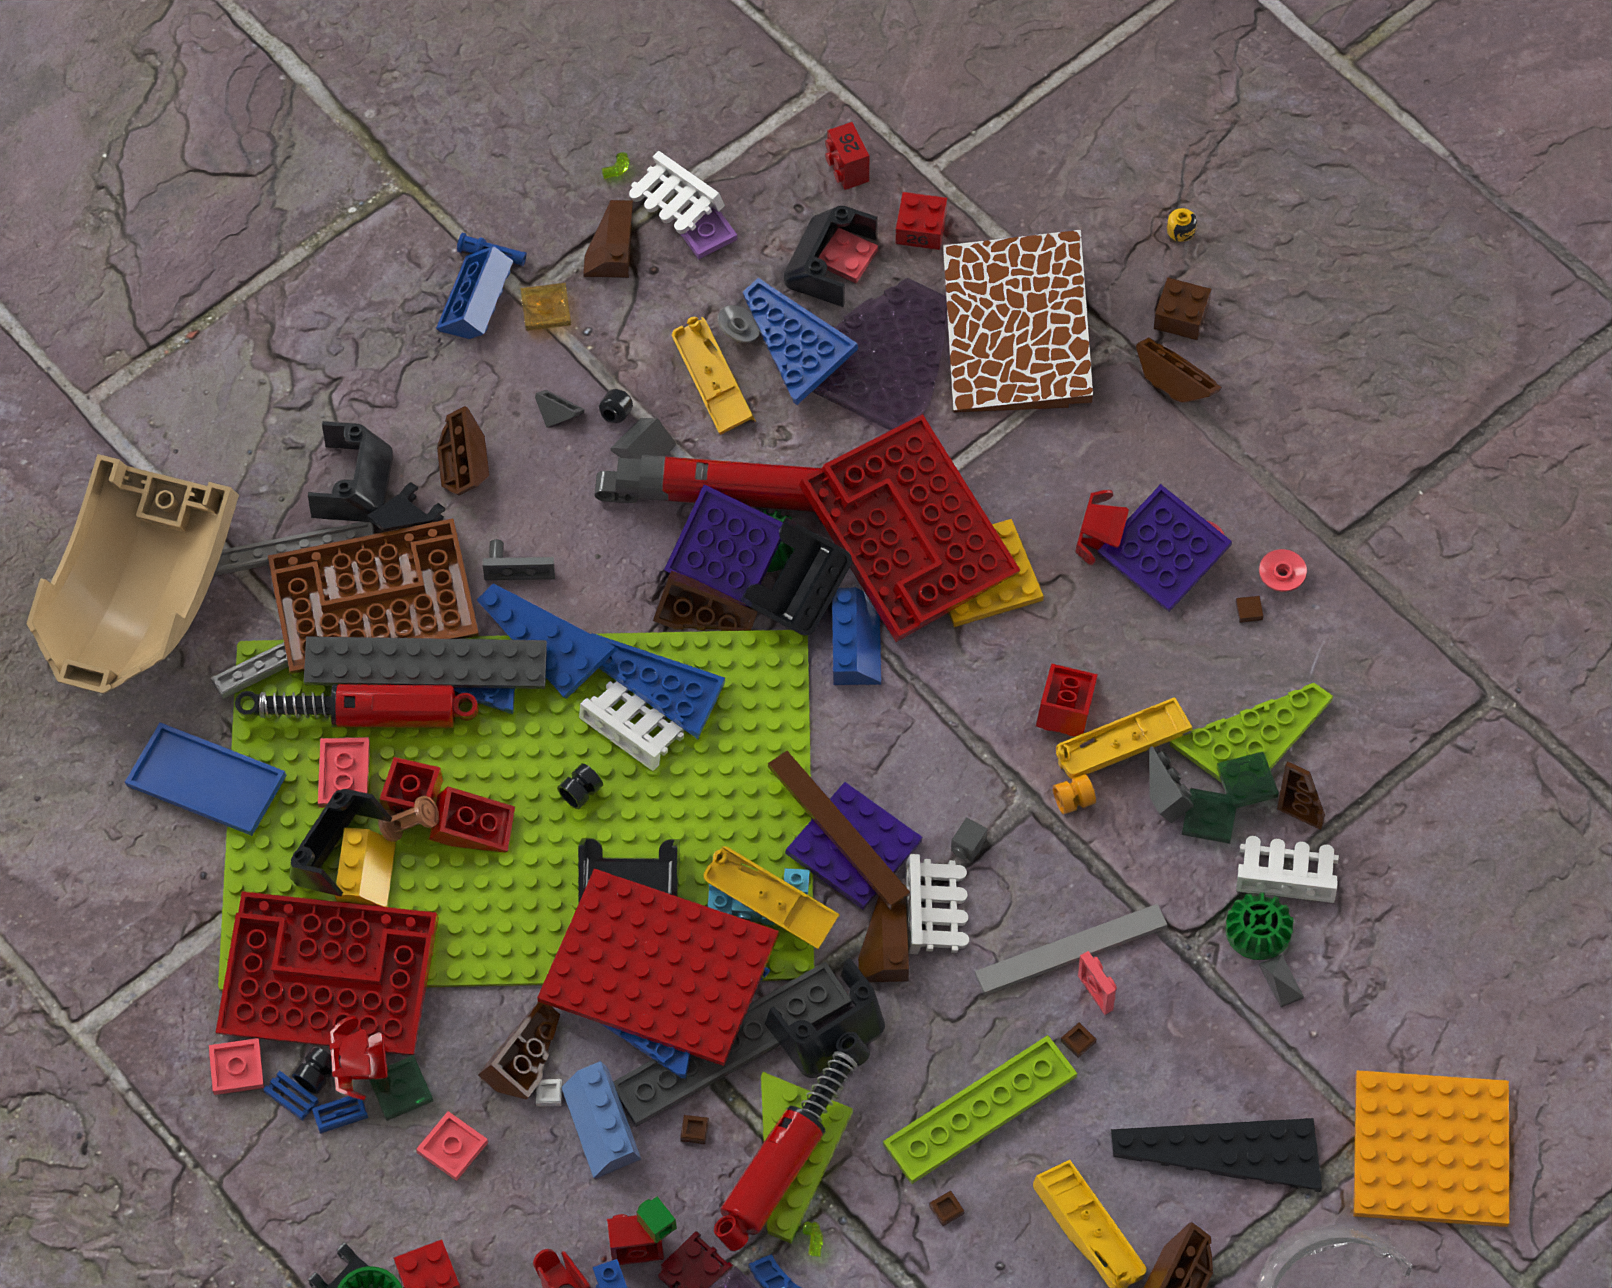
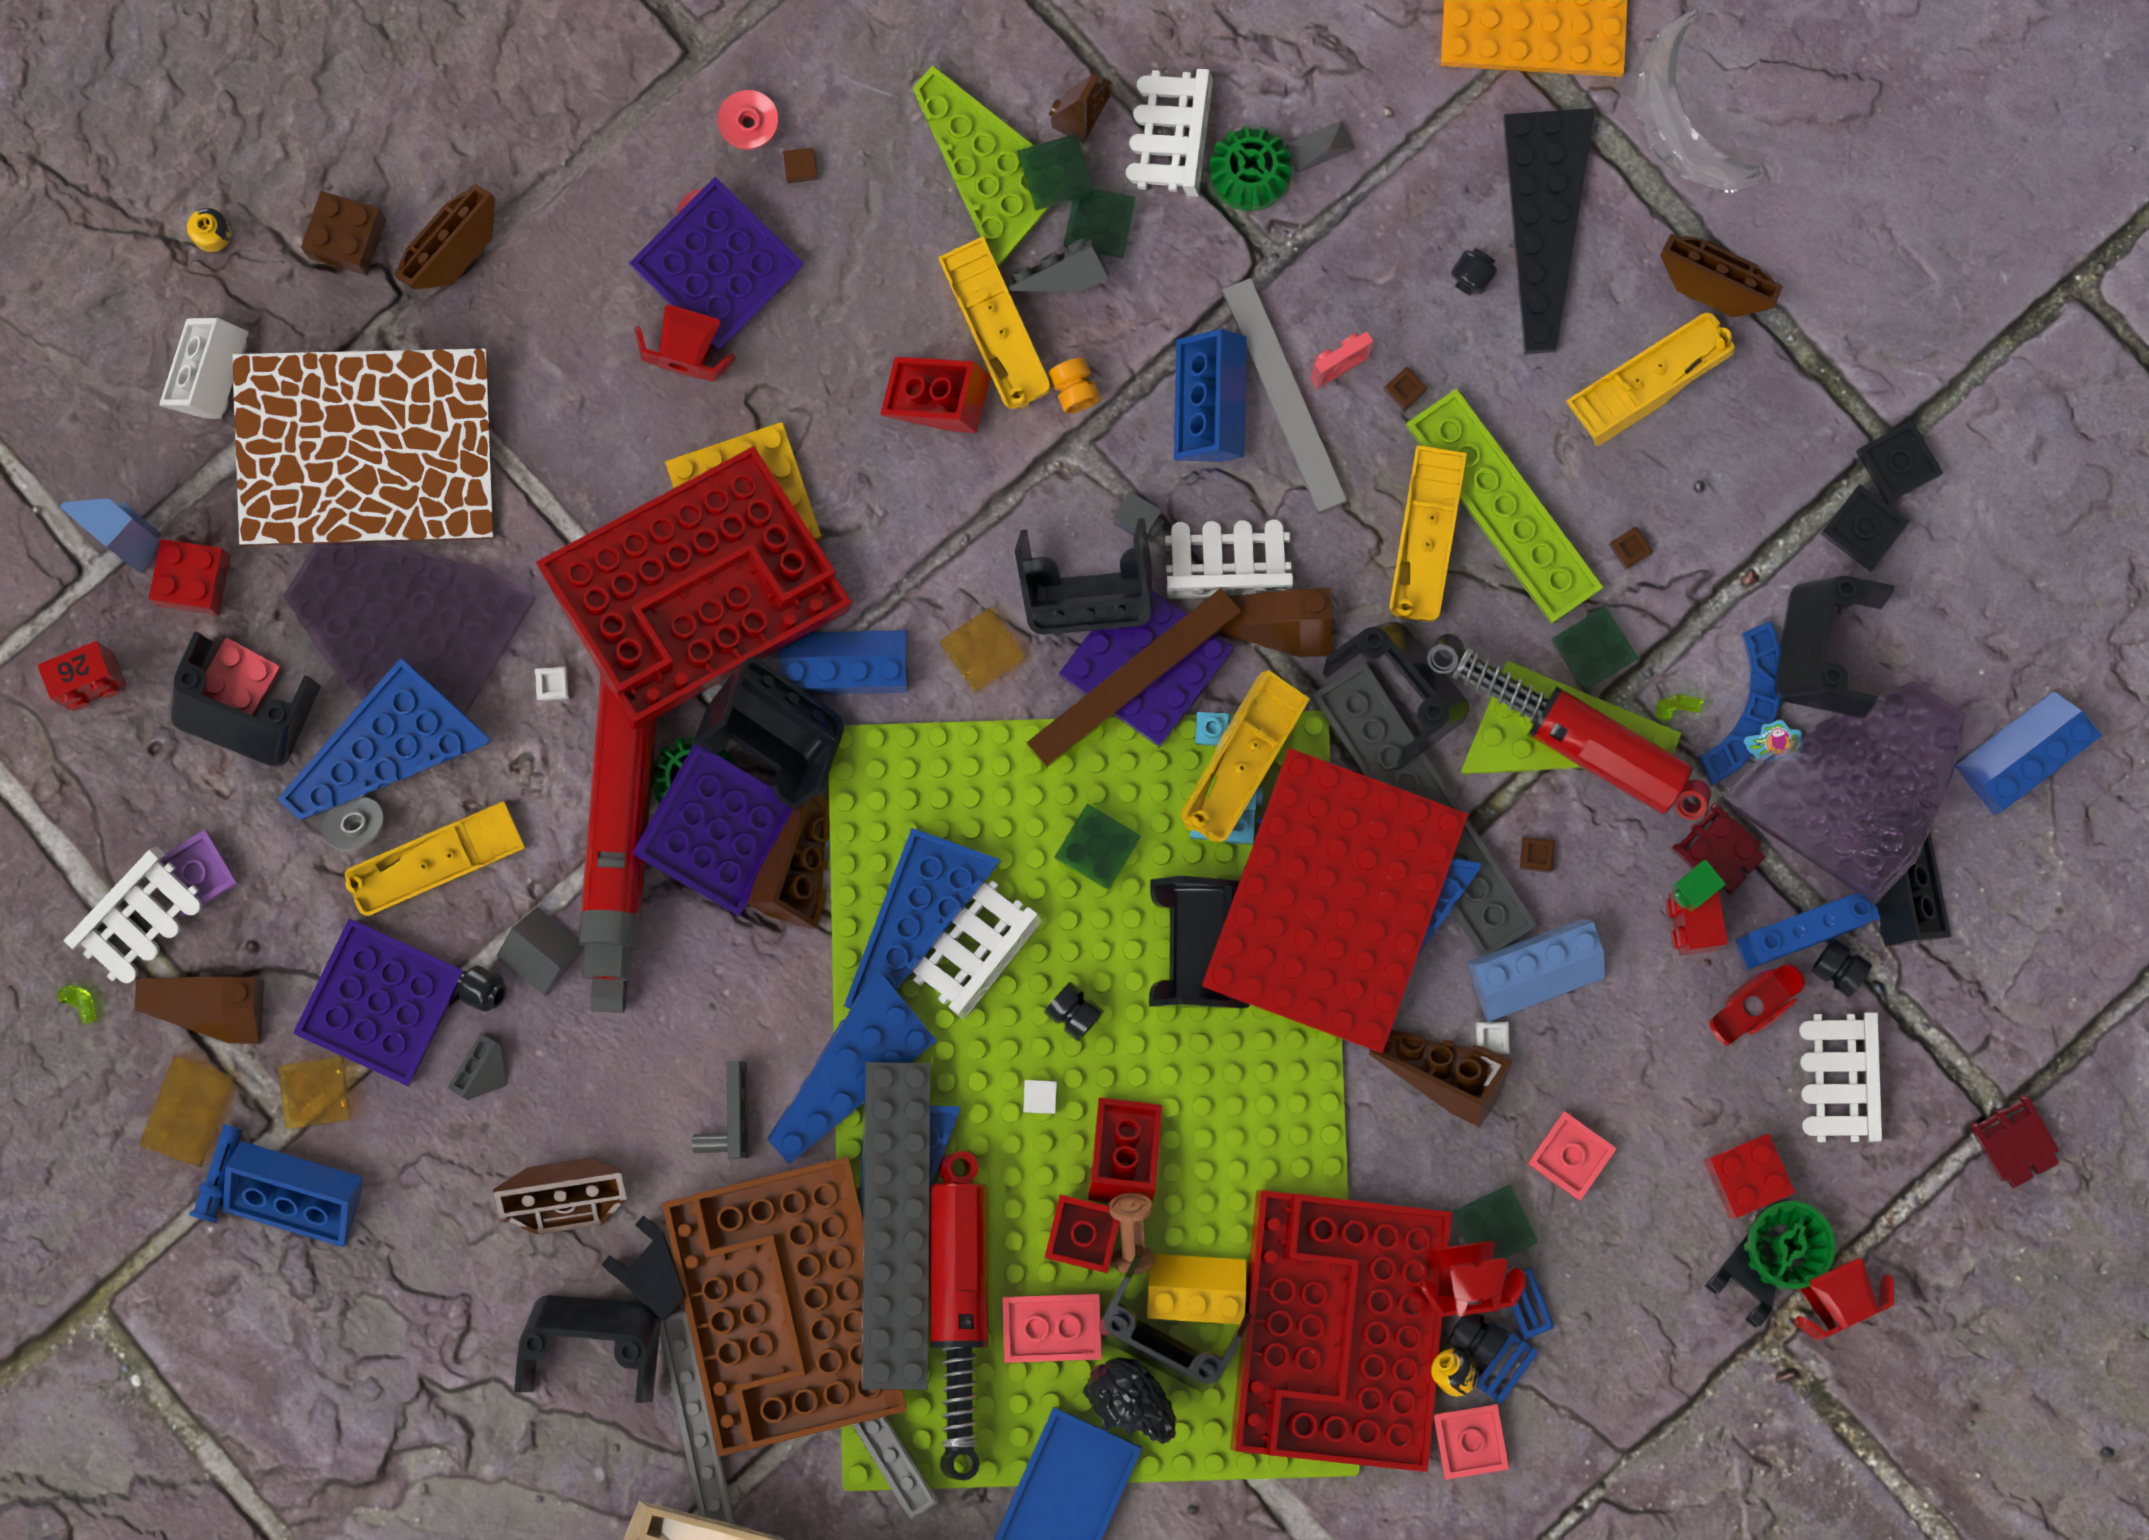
camera: 90 degrees left, 20 degrees up
(283, 817) = (1130, 1398): none -> black hair
(289, 1052) = (1454, 1372): none -> yellow head
(517, 767) = (1040, 1097): none -> white tile
(537, 233) = (187, 1111): none -> clear yellow plate
(608, 344) = (378, 1002): none -> dark purple plate
(707, 806) = (1097, 847): none -> clear green plate
(840, 446) = (552, 683): none -> white tile
(861, 1175) = (1594, 649): none -> clear green plate
(865, 734) = (982, 650): none -> clear yellow plate
(900, 798) = (1086, 601): none -> black windscreen
(946, 163) = (117, 529): none -> medium blue slope
(955, 1047) = (1427, 534): none -> yellow piece
(1067, 894) = (1210, 397): none -> blue slope
(1094, 227) = (203, 367): none -> white slope
(1176, 1089) = (1474, 271): none -> black head

